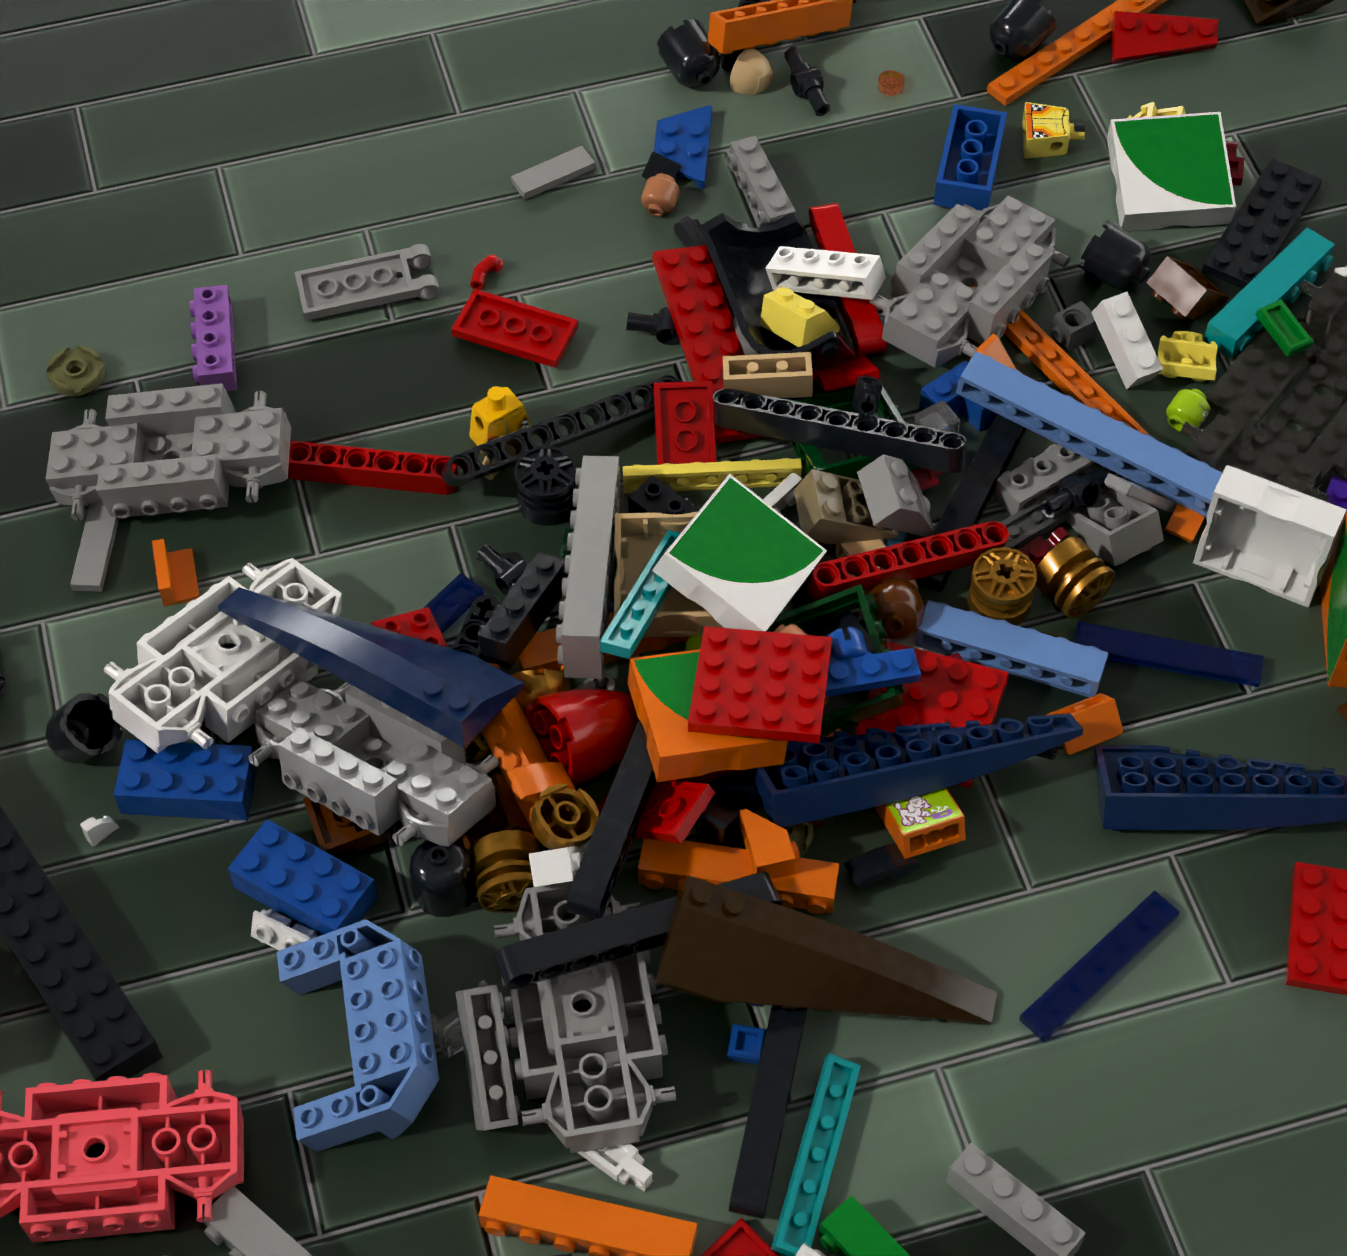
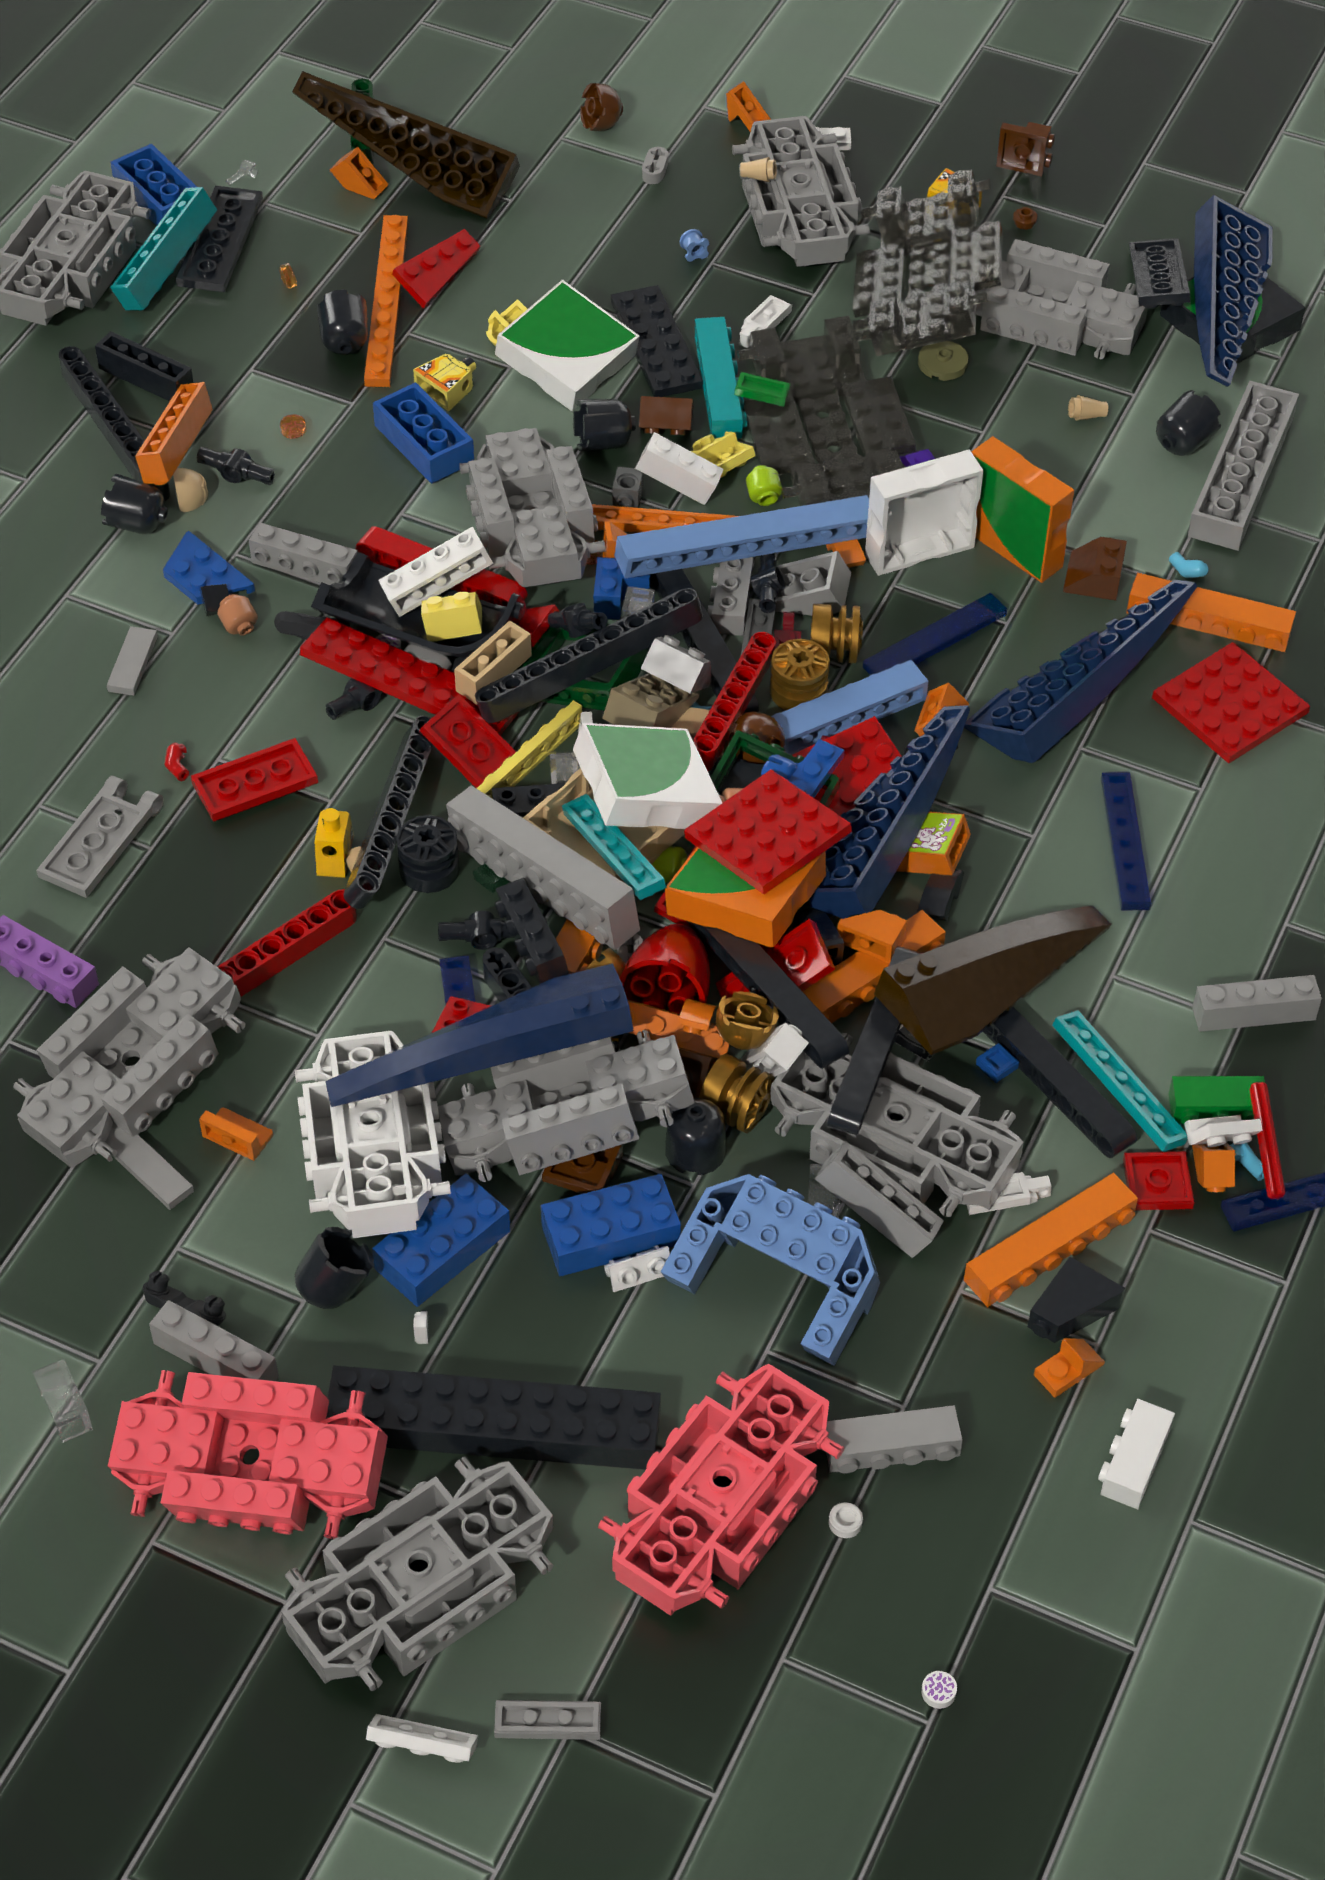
camera: 50 degrees left, 5 degrees down
(1139, 493) = (809, 550): light grey tile -> none

